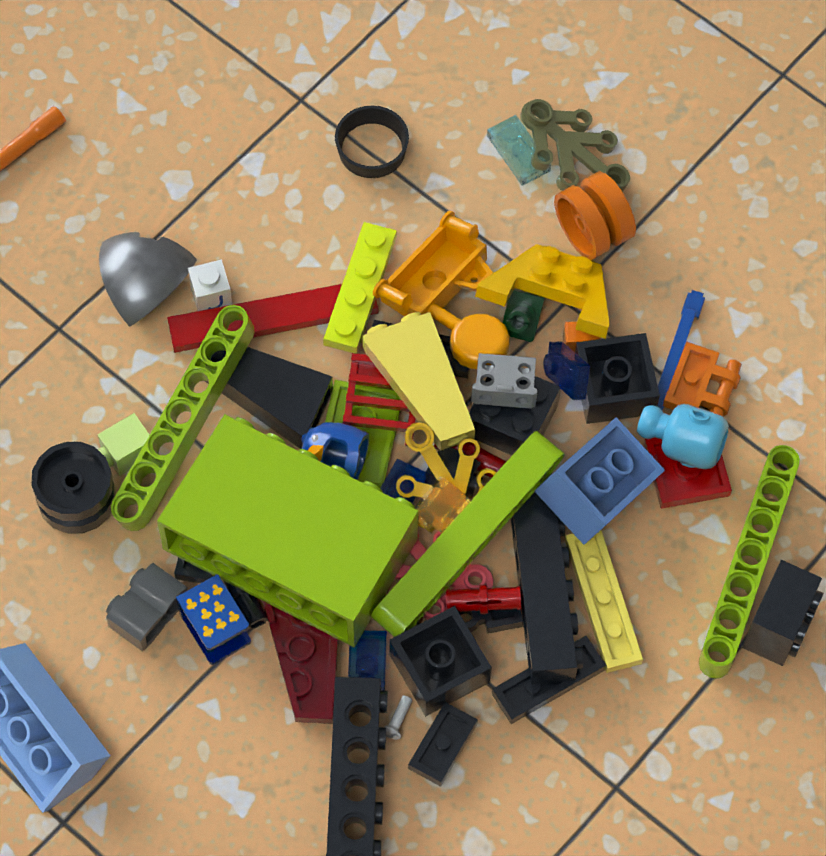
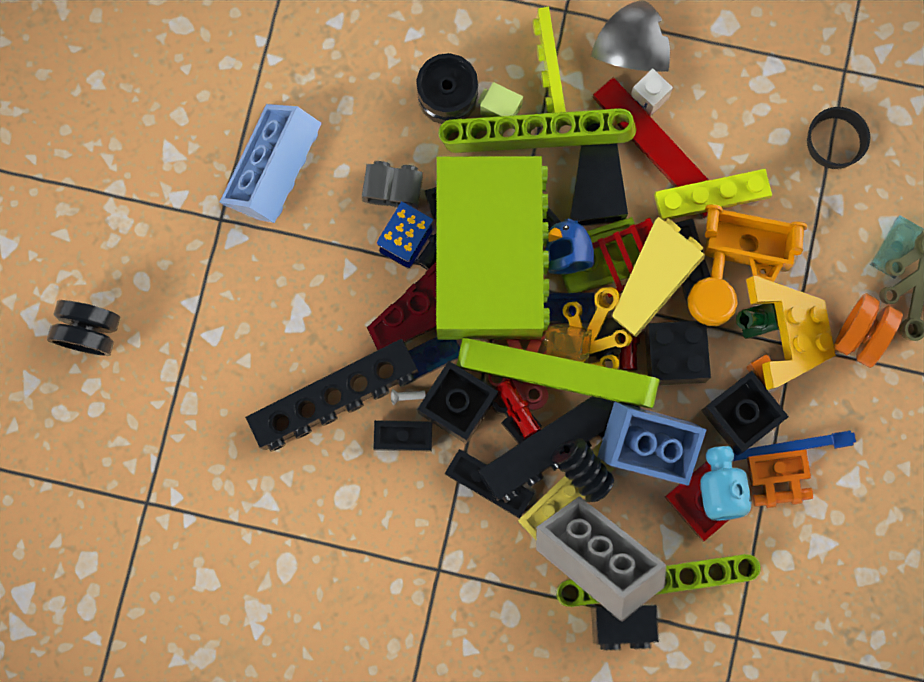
camera: 65 degrees right, 15 degrees up
(103, 367) = (547, 52): none -> neon yellow plate
(505, 386) = (685, 336): light grey piece -> none
(567, 370) = (728, 375): clear blue plate -> none
(592, 561) = (583, 469): none -> black piece
(698, 591) = (600, 558): none -> light grey brick

